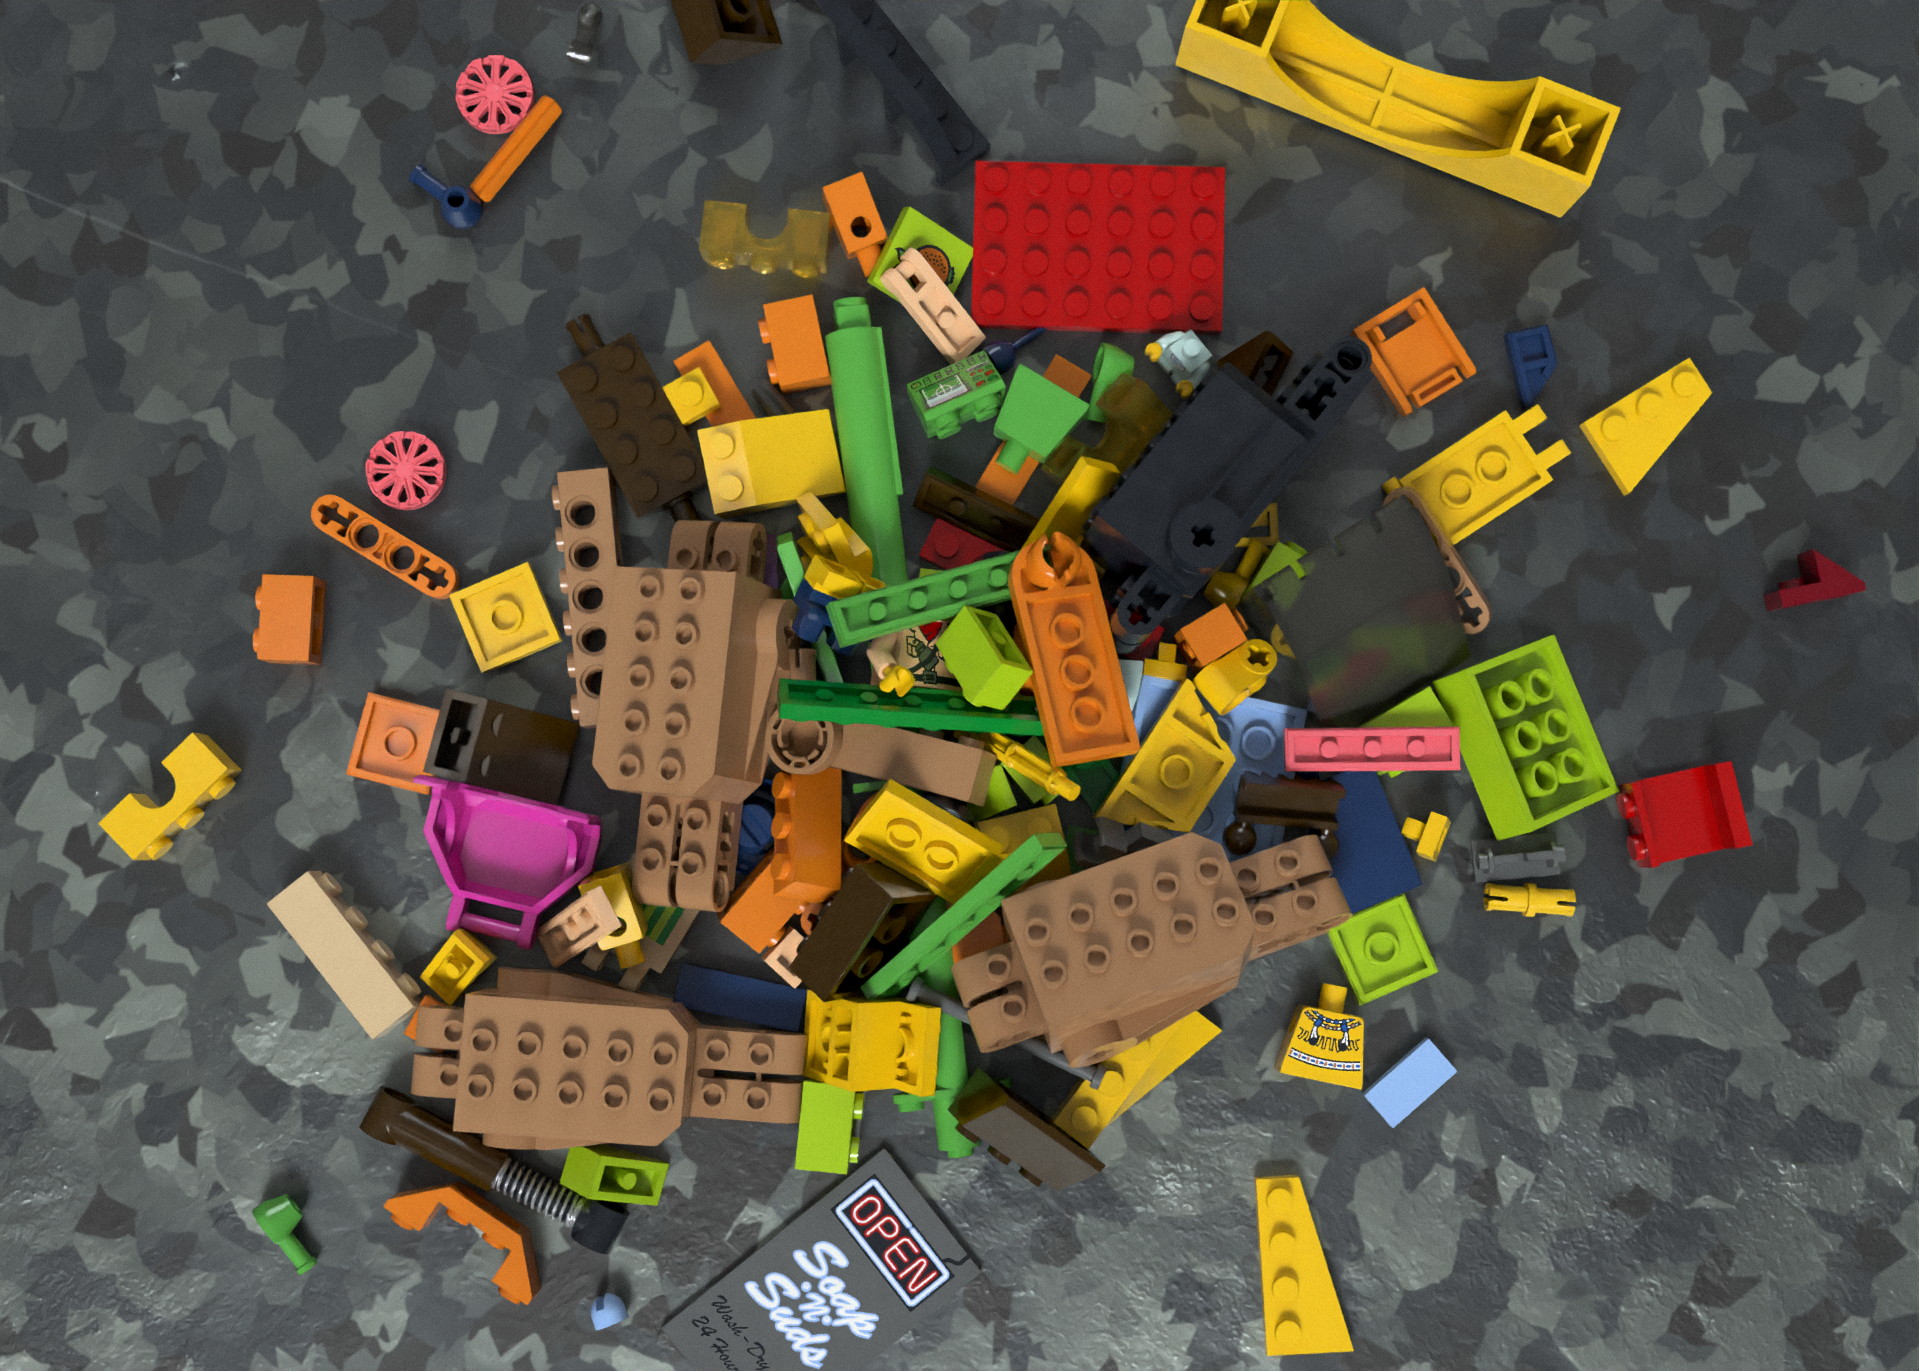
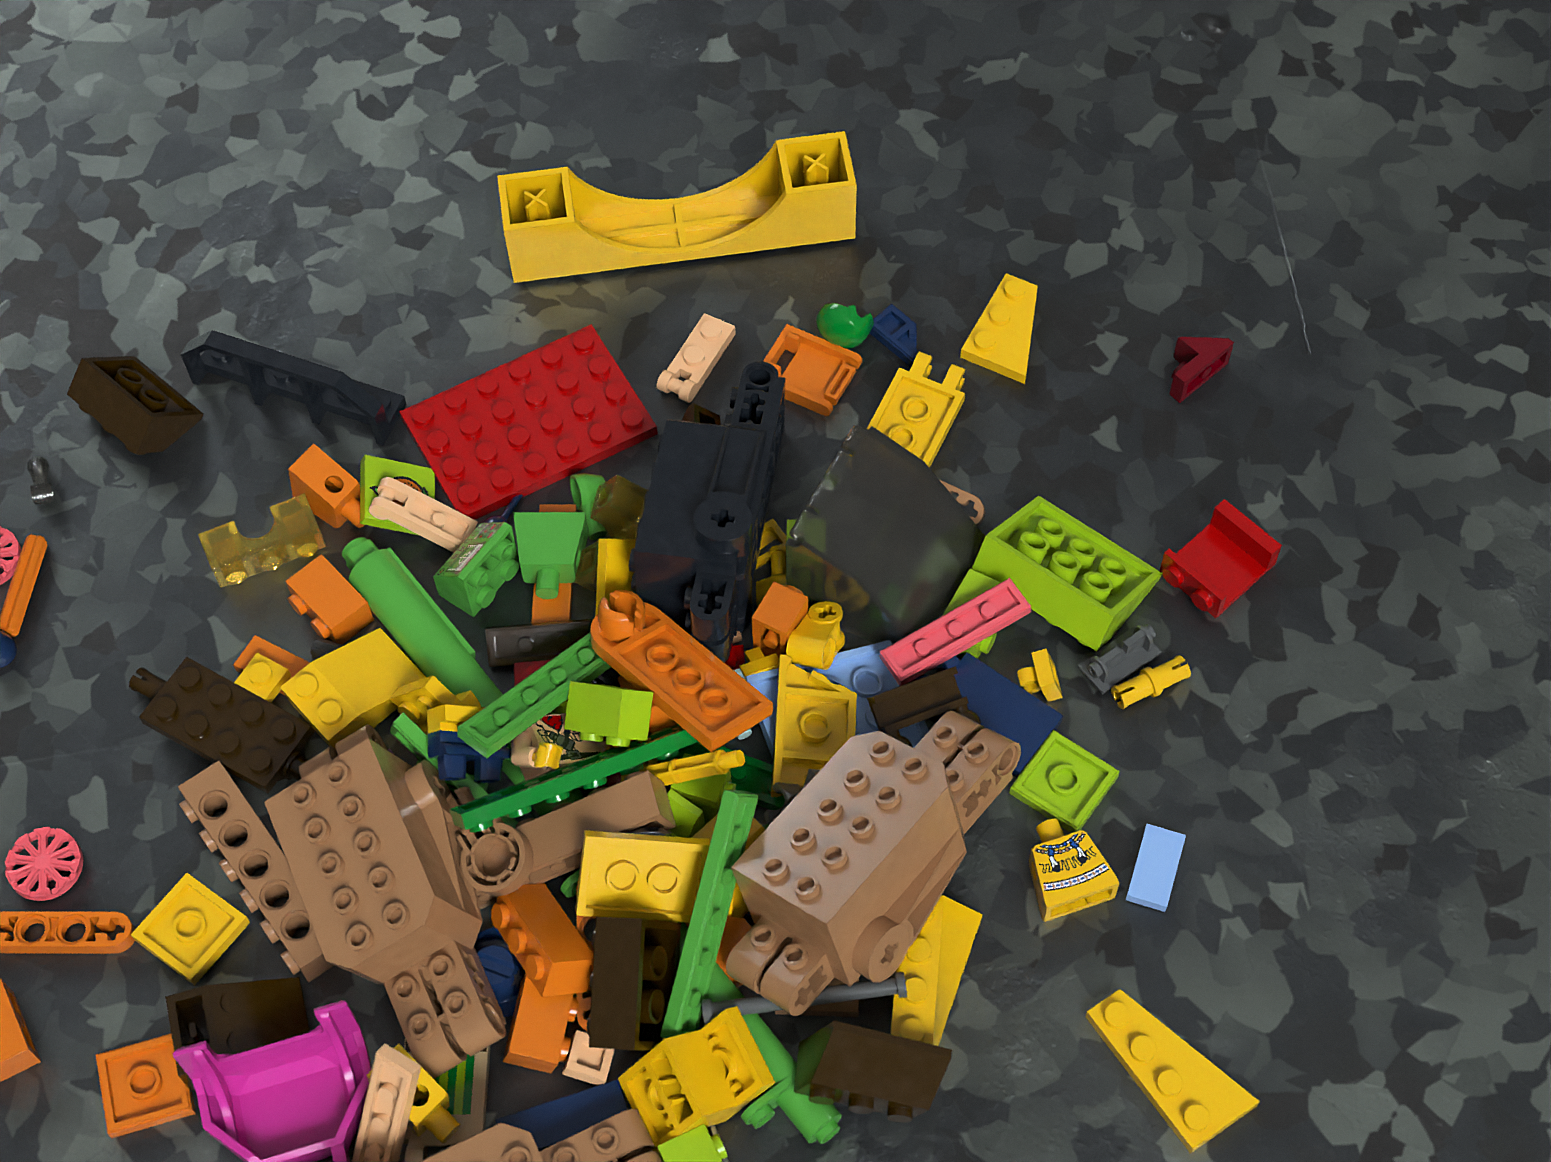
camera: 30 degrees left, 25 degrees down
(1184, 357) = (634, 454): light aqua piece -> none
(1310, 269) = (696, 358): none -> light nougat plate
(1477, 328) = (842, 325): none -> green hair

